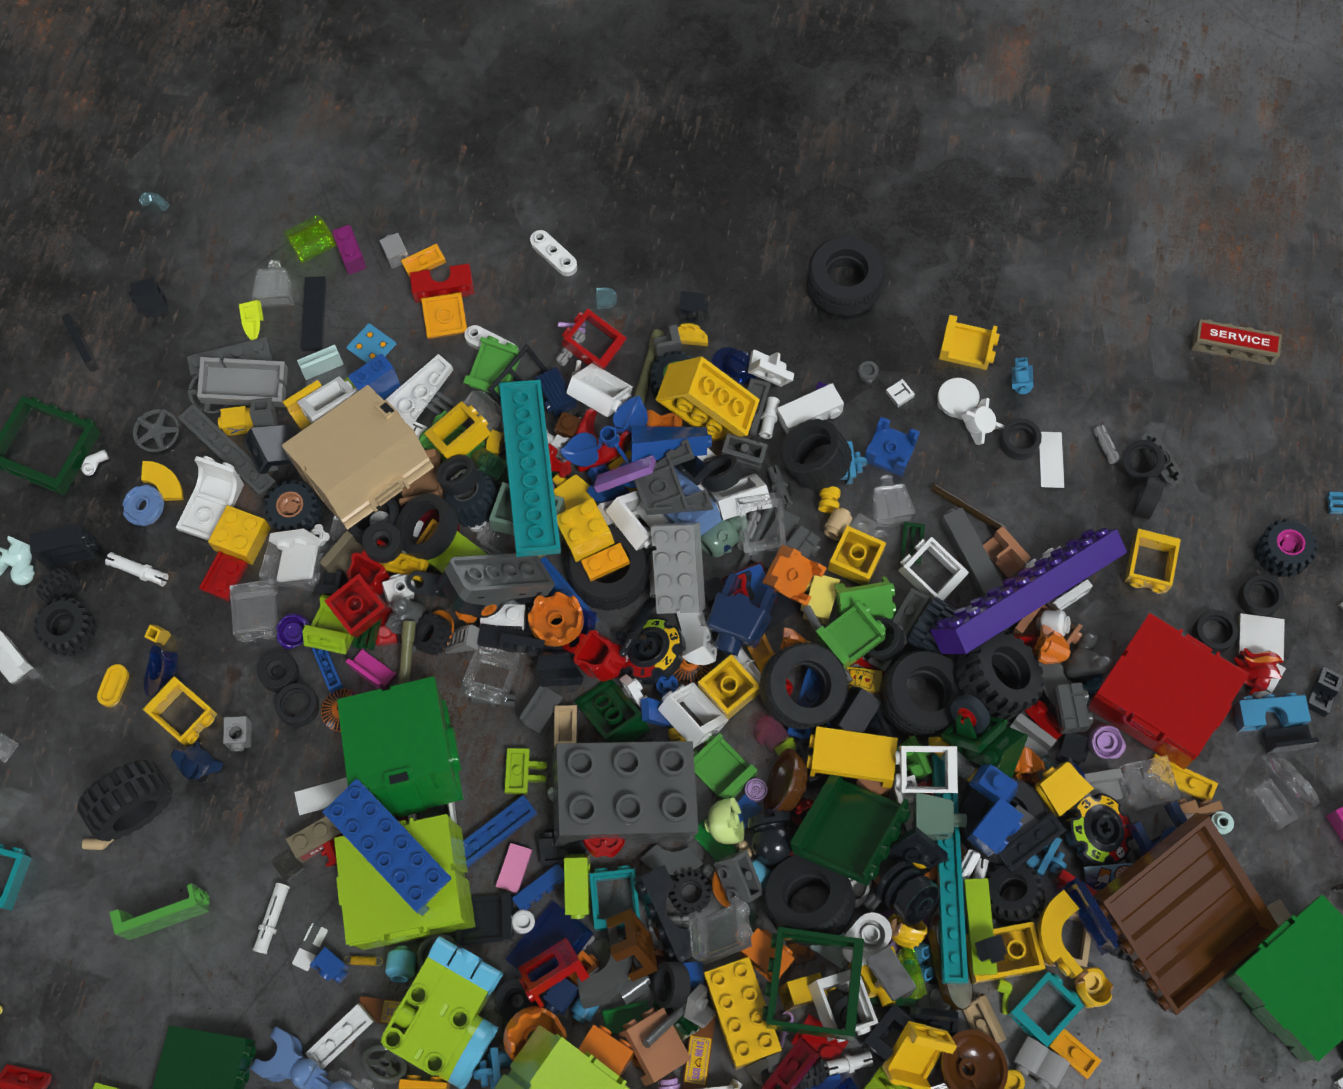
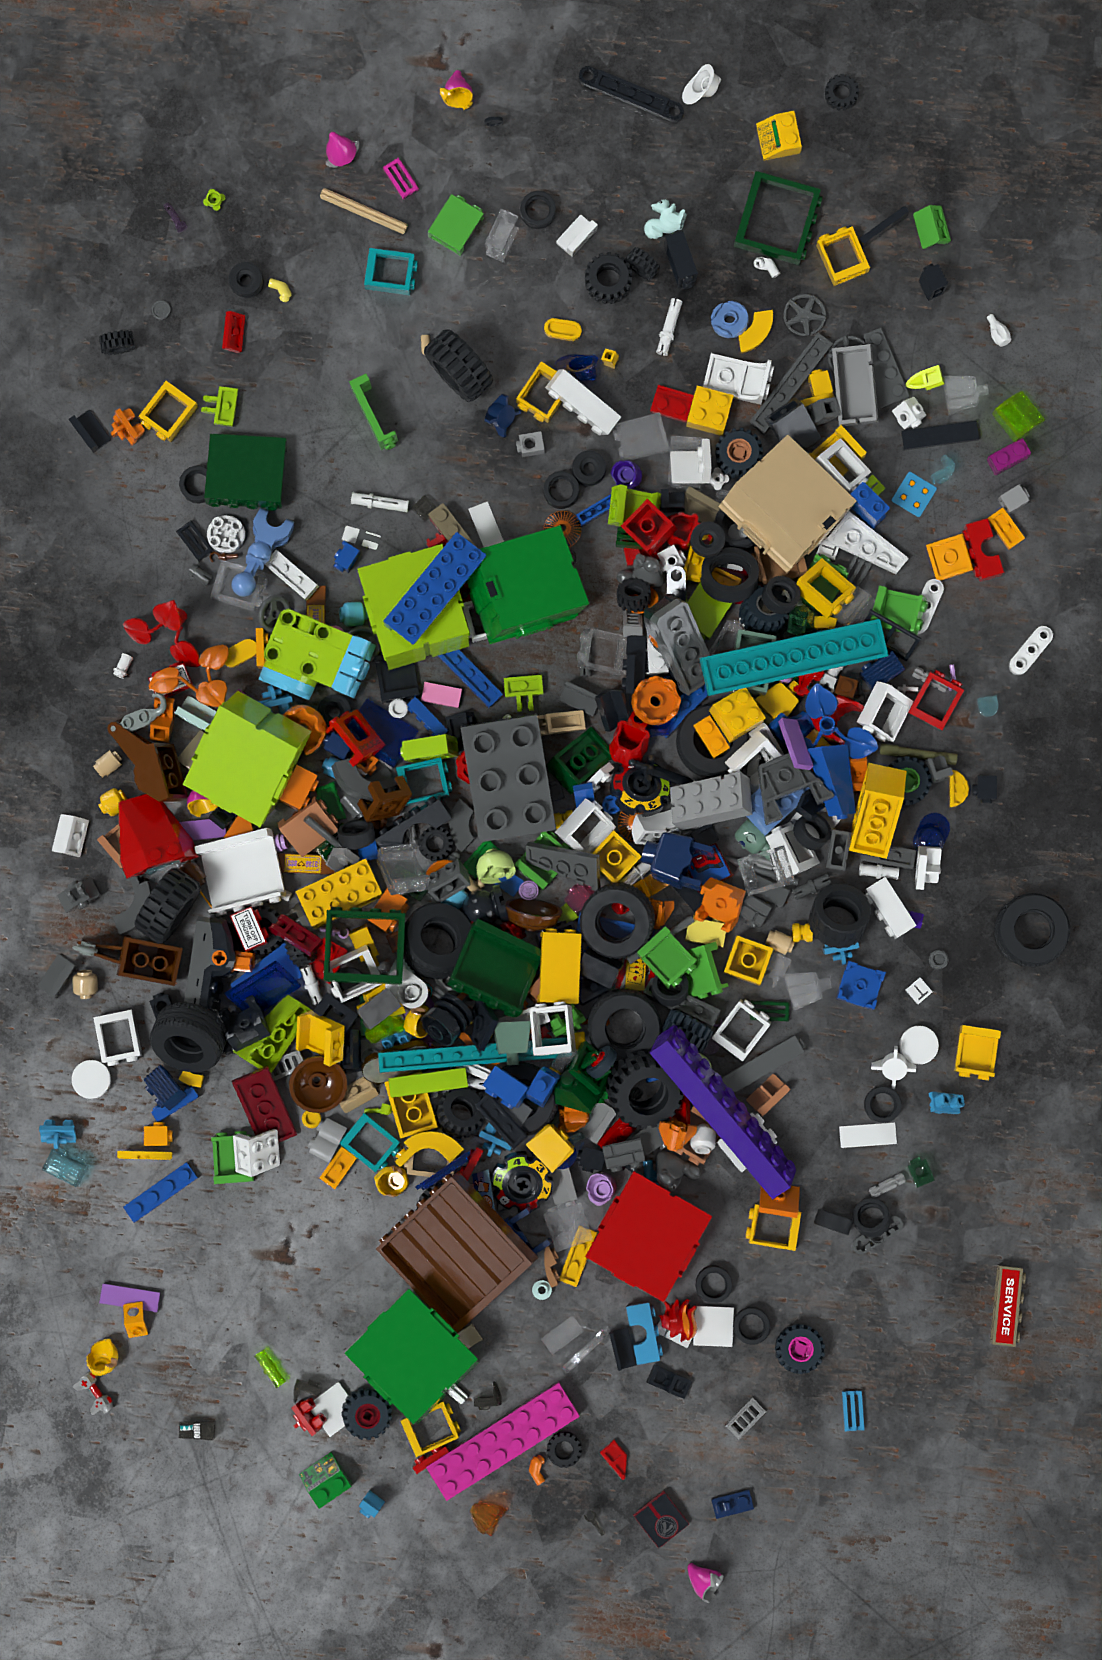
camera: 85 degrees right, 15 degrees up
(91, 299) = (931, 226): none -> bright green panel
(97, 369) = (849, 273): none -> yellow window
(147, 197) = (1046, 261): clear light blue arm -> none
(199, 667) = (582, 402): none -> white brick
(217, 246) = (998, 331): none -> white piece
(288, 342) = (909, 413): none -> white brick
(320, 362) = (890, 450): light aqua panel -> none
(349, 306) = (942, 475): none -> clear light blue bracket
(363, 960) = (354, 583): yellow piece -> none
(371, 670) = (599, 548): dark pink panel -> none
(407, 638) = (626, 575): olive piece -> none
(733, 729) = (567, 863): none -> dark grey wing
(967, 507) = (809, 1060): dark brown bar -> none
(991, 949) = (407, 1090): black plate -> none
(1099, 405) = (926, 1176): none -> clear green brick
(1134, 544) = (782, 1205): none -> orange plate

